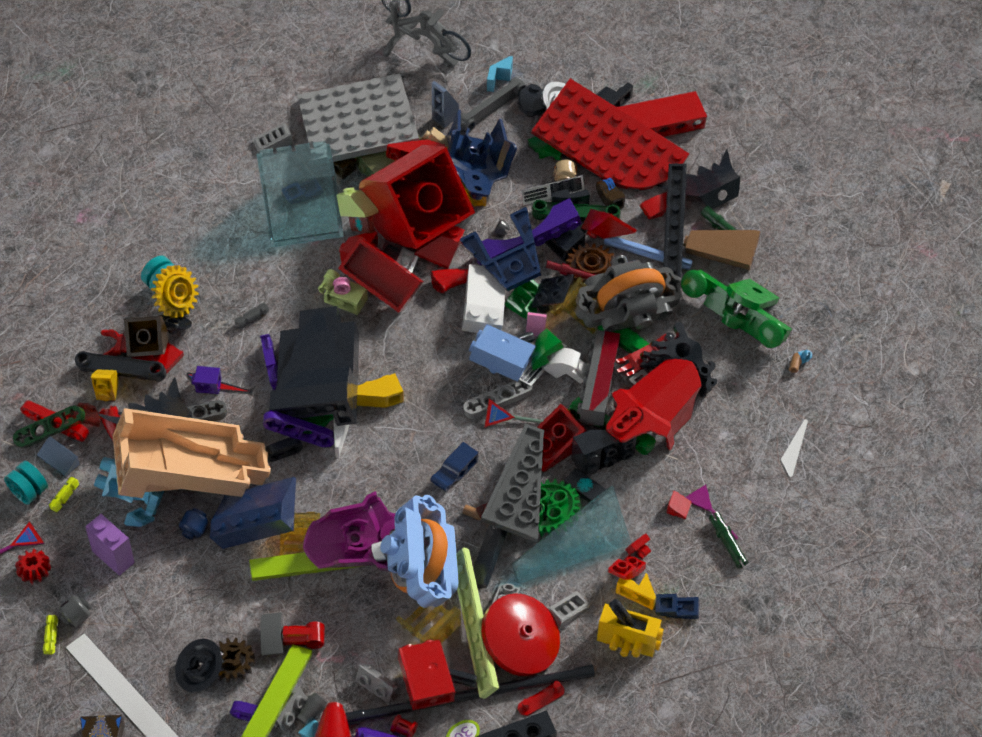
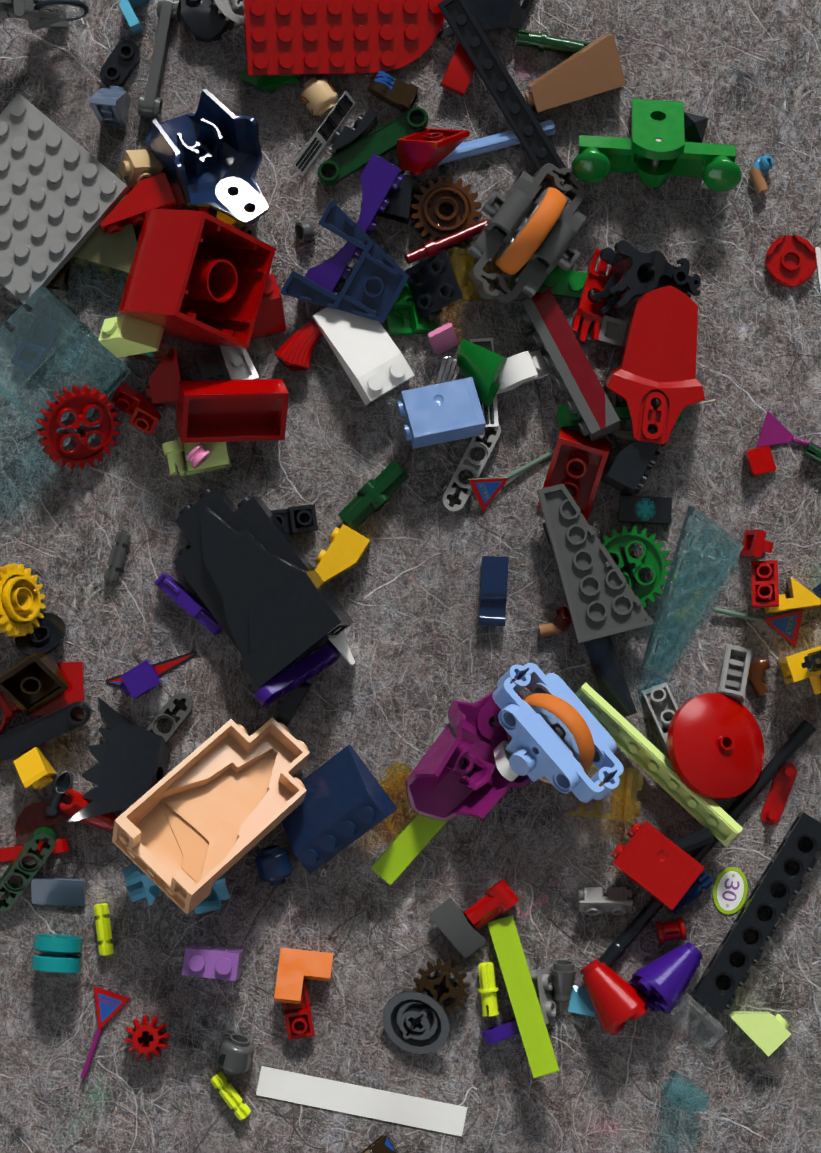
camera: 30 degrees left, 30 degrees up
(94, 410) = (60, 785): none -> black piece
(136, 613) = (299, 1016): none -> red slope
(155, 588) = (295, 967): none -> orange tile
(259, 683) = (488, 989): none -> neon yellow axle
(297, 220) = (78, 404): none -> red gear
(330, 250) = (142, 411): none -> red slope
(370, 361) = (297, 519): none -> black slope
(426, 375) = (373, 495): none -> dark green piece
(435, 716) = (703, 882): none -> dark blue axle
(469, 97) = (122, 64): none -> black plate
(580, 619) = (756, 673): none -> reddish brown arm
(628, 604) = (785, 625): none -> piece
(777, 312) = (694, 127): none -> black slope
(783, 415) = (790, 261): none -> red tile

